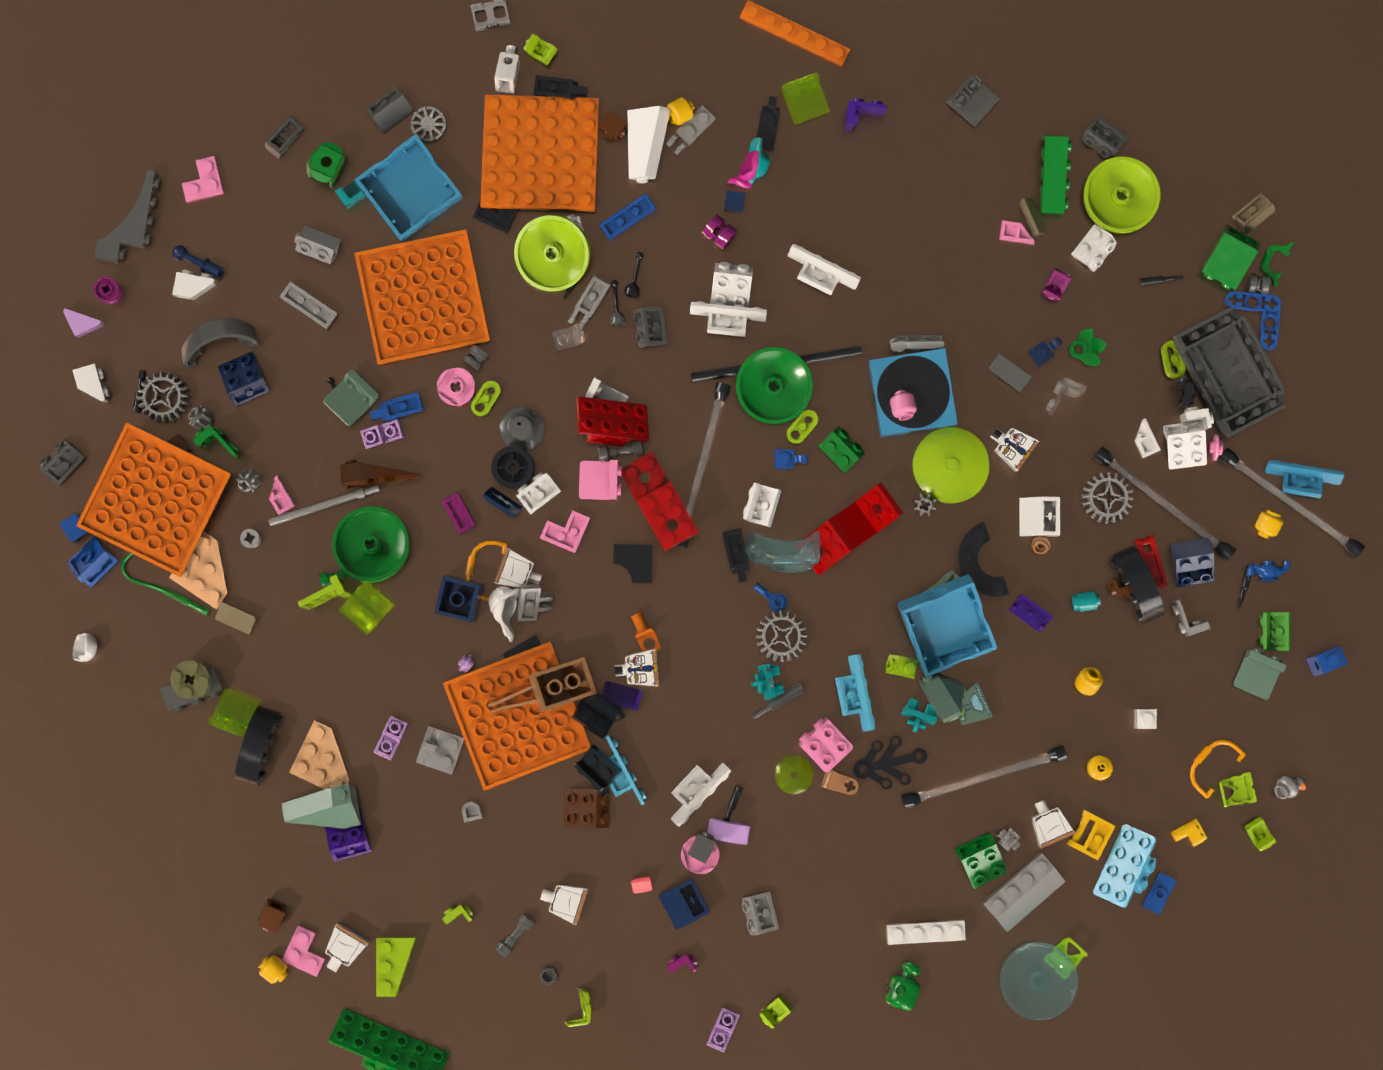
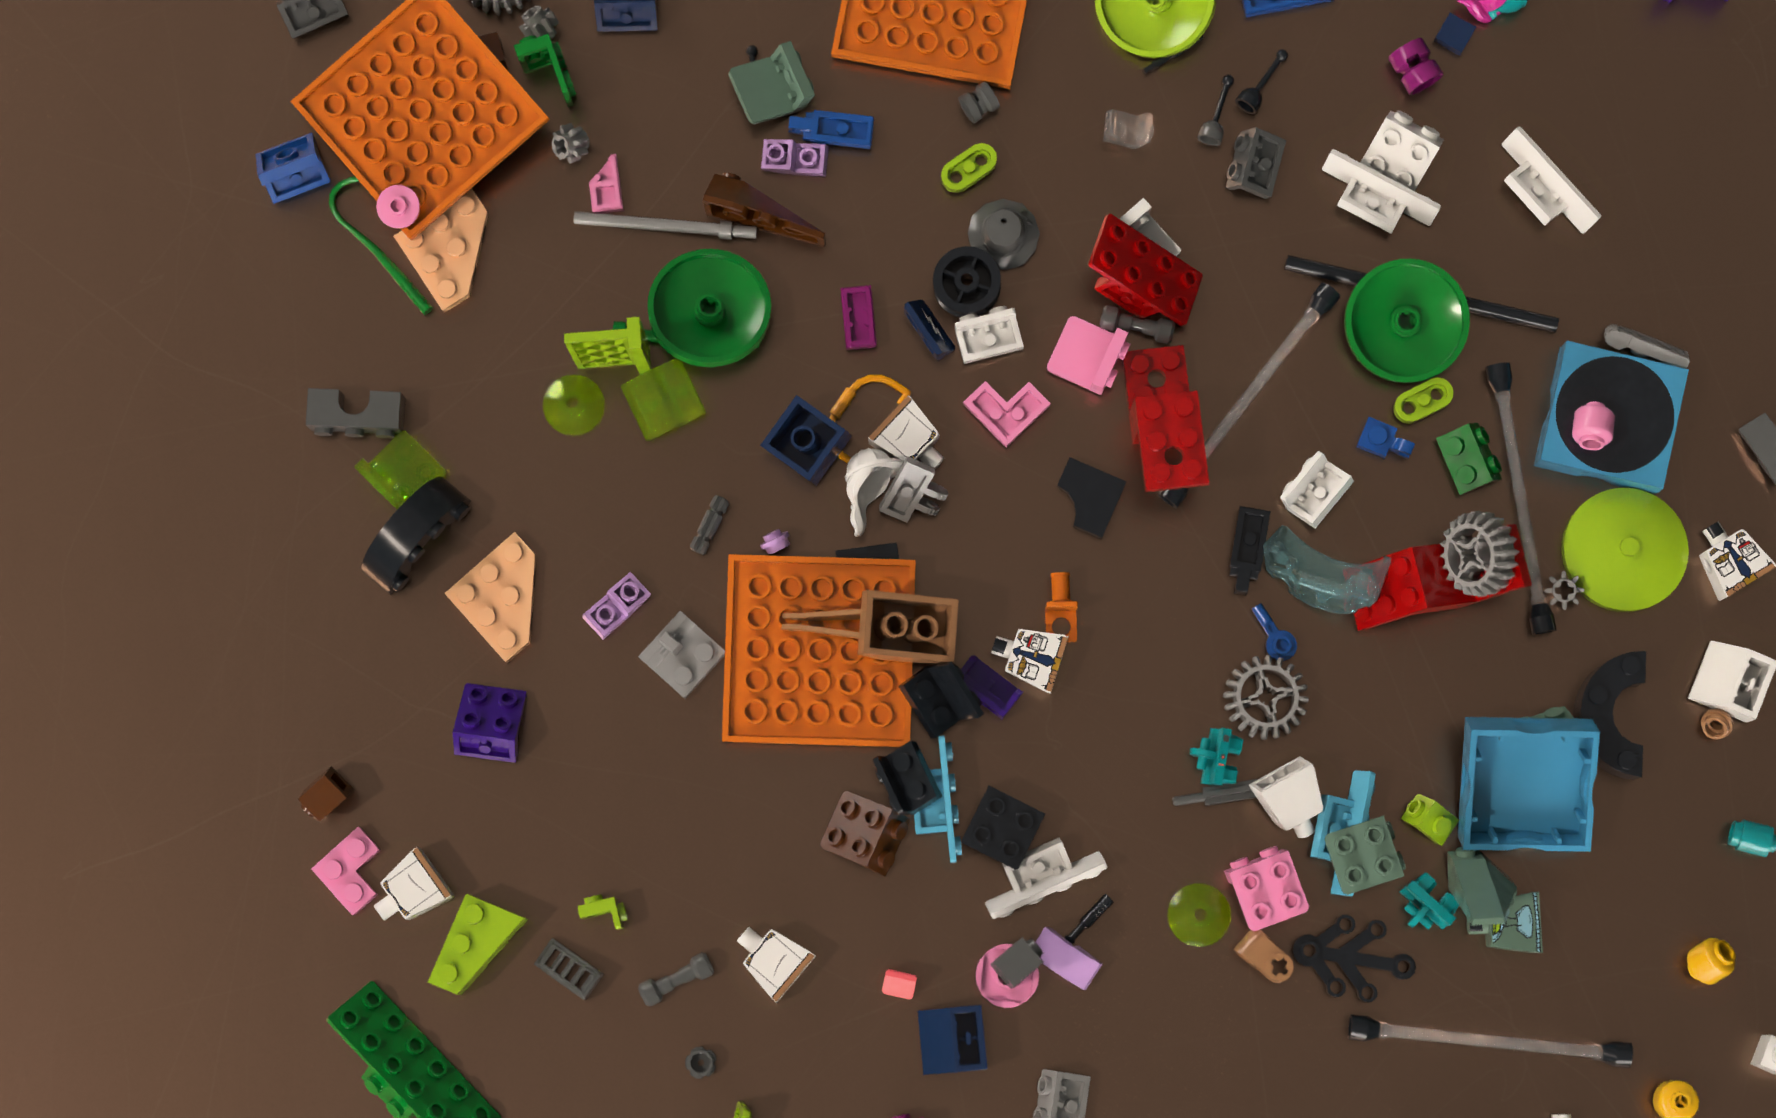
camera: 25 degrees right, 5 degrees down
(70, 528) = (282, 109): blue panel -> none
(84, 647) = (226, 285): white hair -> none
(166, 561) = (398, 206): none -> bright pink piece
(180, 677) = (345, 381): olive brick -> none
(235, 618) = (465, 335): dark tan slope -> none
(253, 539) = (537, 235): light grey wheel -> none
(273, 969) = (292, 876): yellow head -> none
(325, 636) = (577, 419): none -> clear neon green dish
(327, 808) = (478, 667): sand green wedge -> none
(424, 667) = (709, 525): none -> dark grey axle
(445, 389) = (934, 116): bright pink plate -> none
(468, 953) = (590, 982): none -> dark grey slope
(471, 811) = (690, 766): light grey tile -> none
(590, 300) = (1182, 89): light grey hinge -> none
(663, 772) = (1003, 827): none -> black bracket
(817, 687) = (1290, 796): none -> white torso
(841, 396) = (1500, 380): none -> clear hose
(869, 506) = (1487, 552): none -> light grey gear
(872, 703) = (1365, 855): none -> sand green bracket
(1030, 613) = (1660, 820): dark purple hinge -> none

